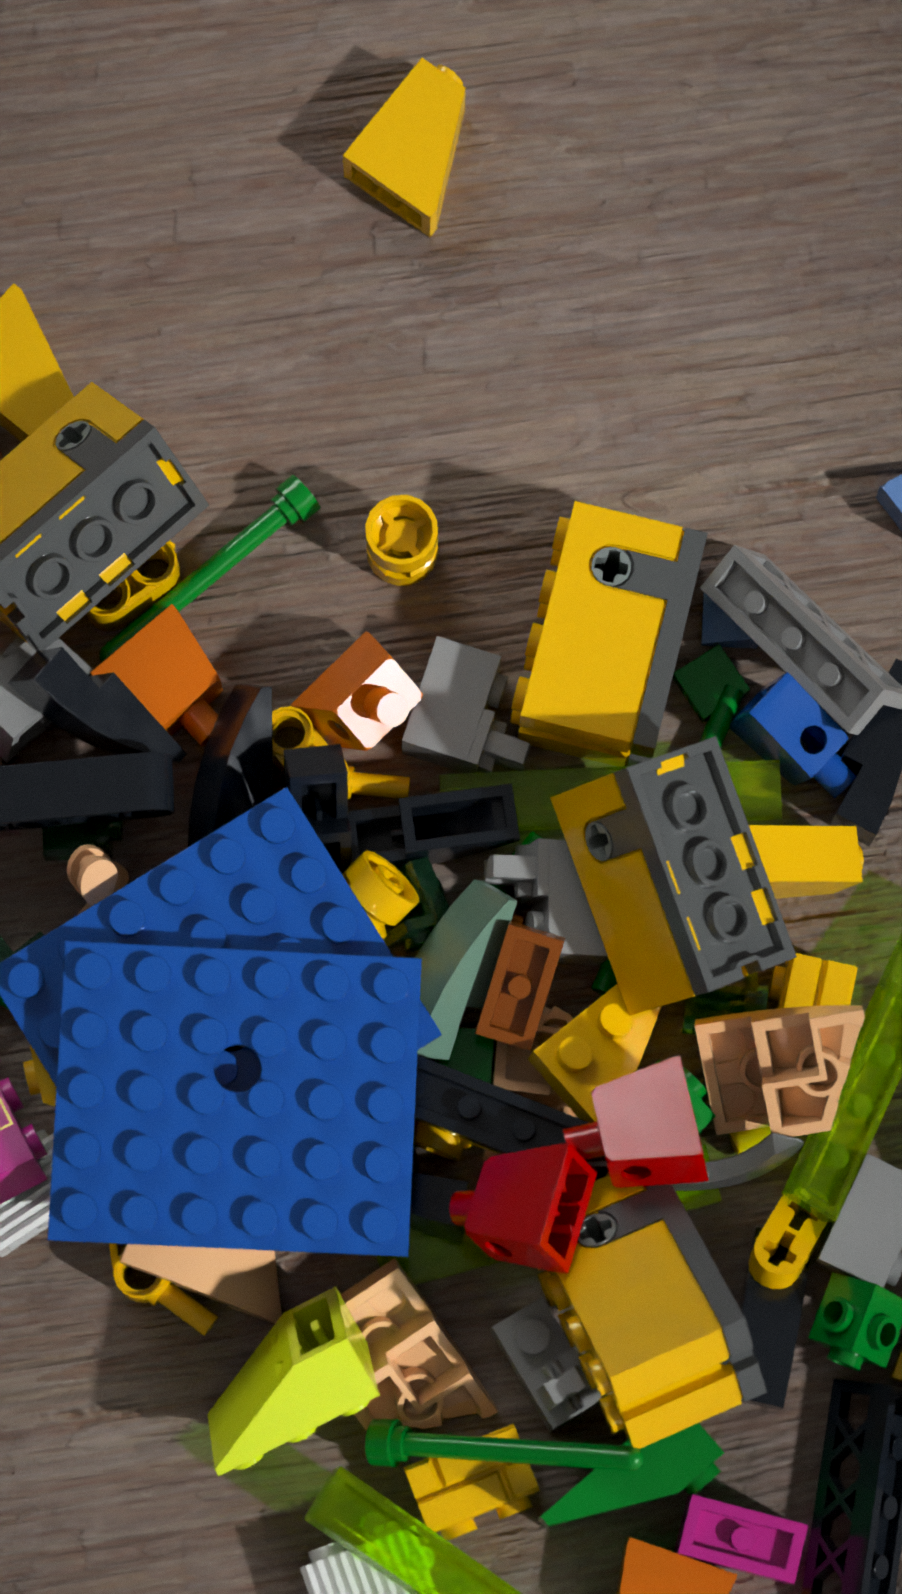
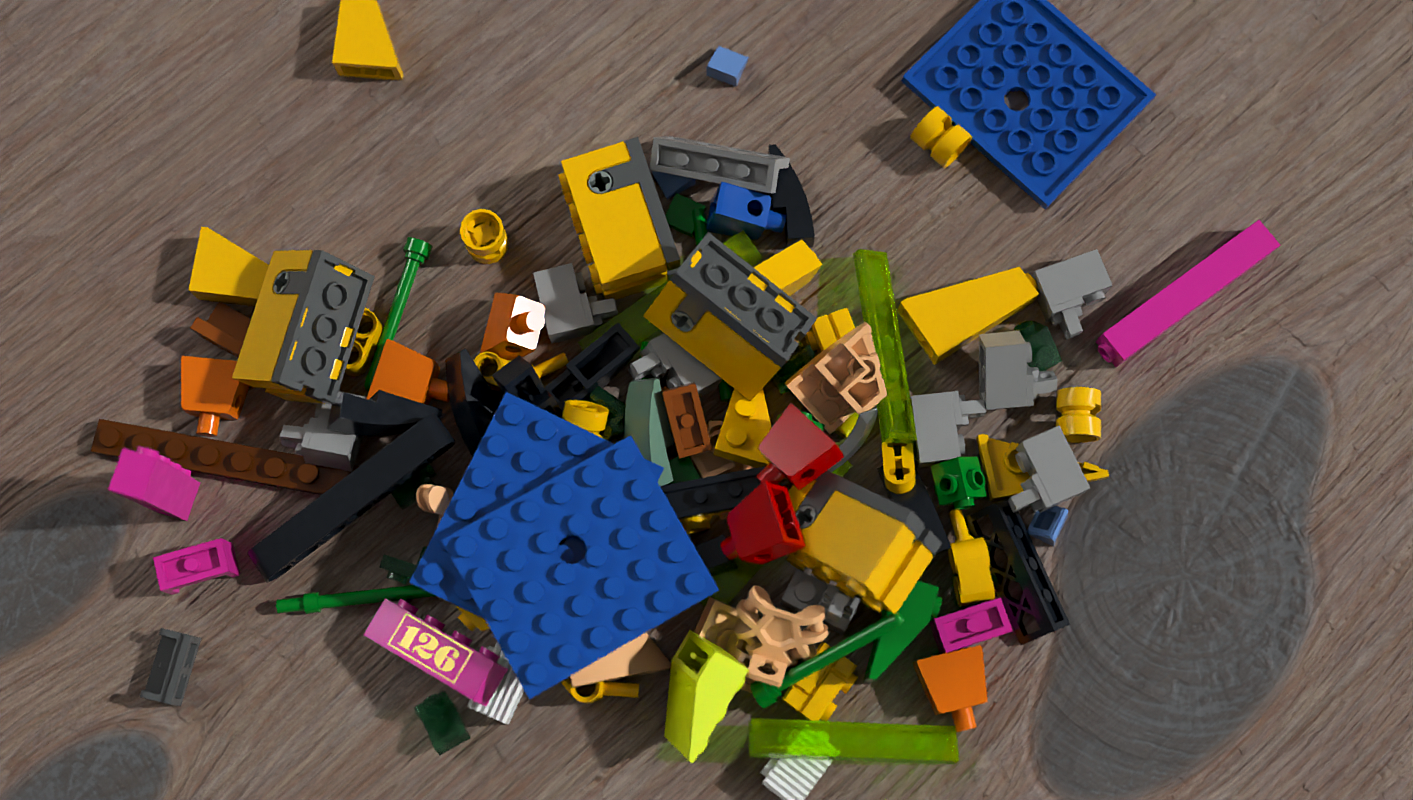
camera: 30 degrees left, 0 degrees up
(452, 1372) = (777, 635): none -> light nougat piece
(797, 1450) = (971, 562): none -> yellow beam

